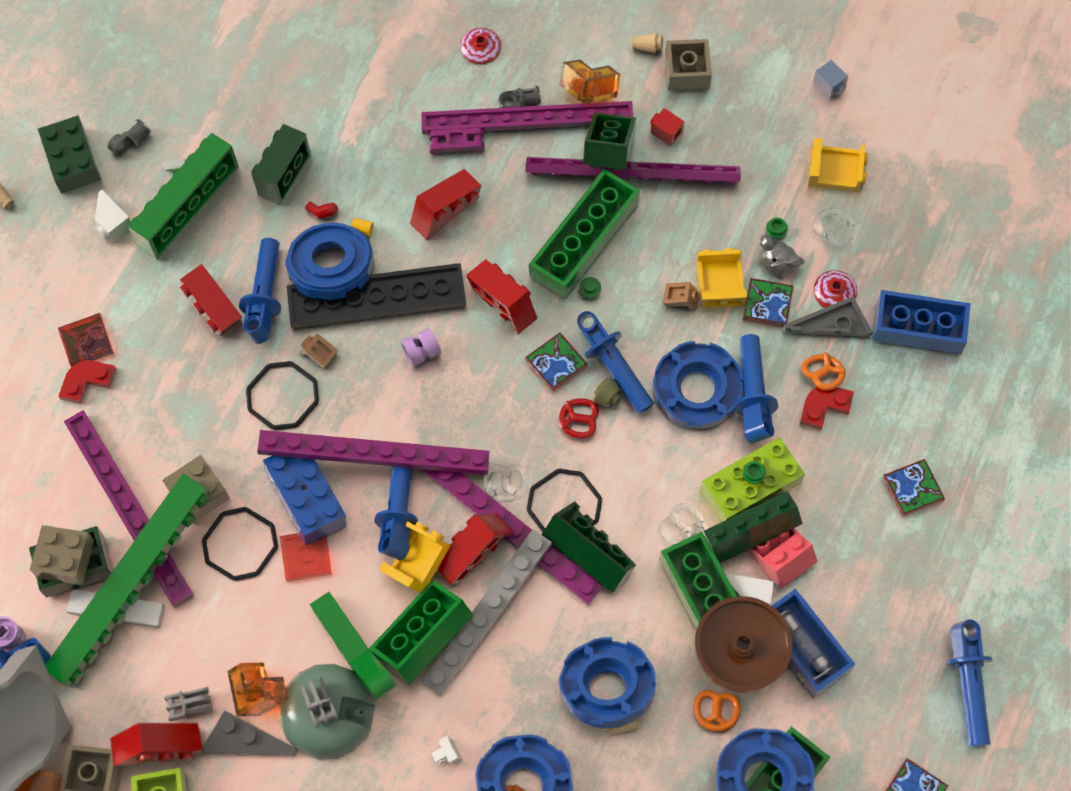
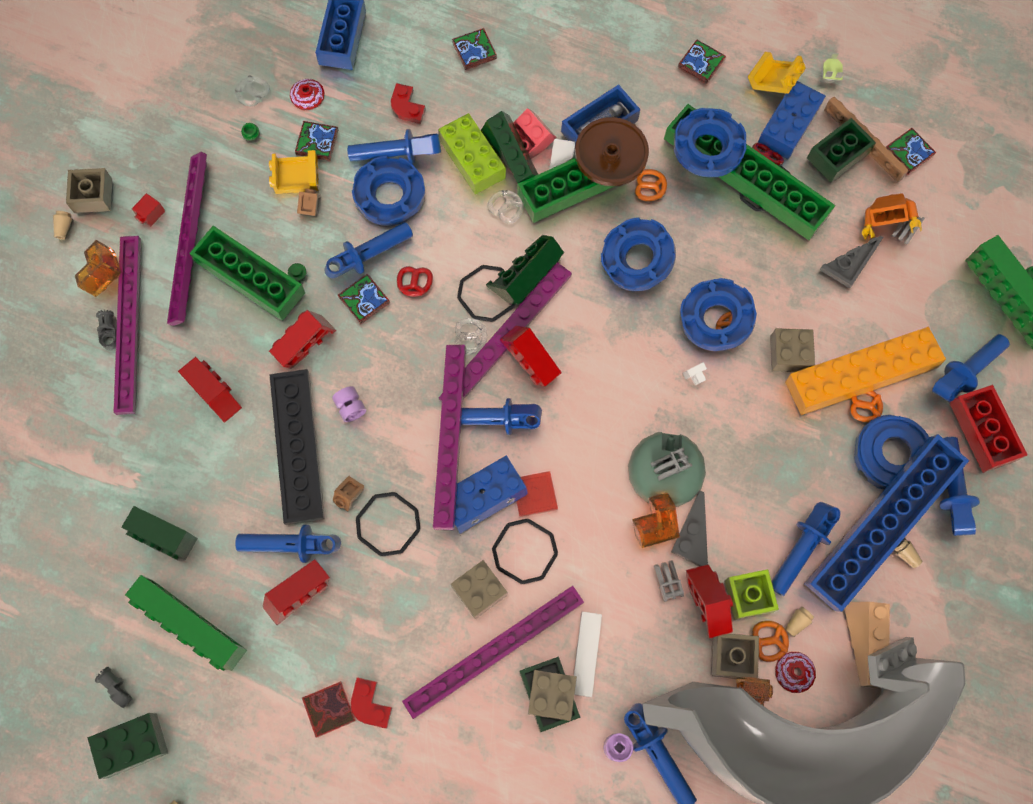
camera: 95 degrees left, 5 degrees up
(110, 218) = (202, 696): white slope -> none
(127, 580) = (567, 638): green brick -> none
(172, 165) = (148, 638): white tile -> none
(321, 212) = (208, 498): red arm -> none
(333, 281) = (280, 498): blue piece -> none
(354, 650) = (623, 443): green beam -> none
(363, 226) = (227, 461): yellow hinge -> none
(421, 631) = (603, 392): green brick -> none
(422, 560) = (545, 393): yellow panel -> none
(456, 140) = (145, 383): magenta plate -> none
(480, 52) = (50, 372): dish -> none
(487, 612) = (582, 346): light grey plate -> none
(607, 393) = (395, 257): olive cone -> none
(609, 141) = (162, 248): dark green brick -> none
(754, 472) = (470, 144): green plate -> none
(785, 255) = (272, 130): flat silver hair -> none
(816, 376) = (369, 99): orange piece -> none
(830, 79) = (114, 85): sand blue brick -> none
(837, 167) = (197, 85): yellow panel -> none
(838, 319) = (334, 89): dark grey wing -> none
(969, 660) = (607, 16): blue piece -> none

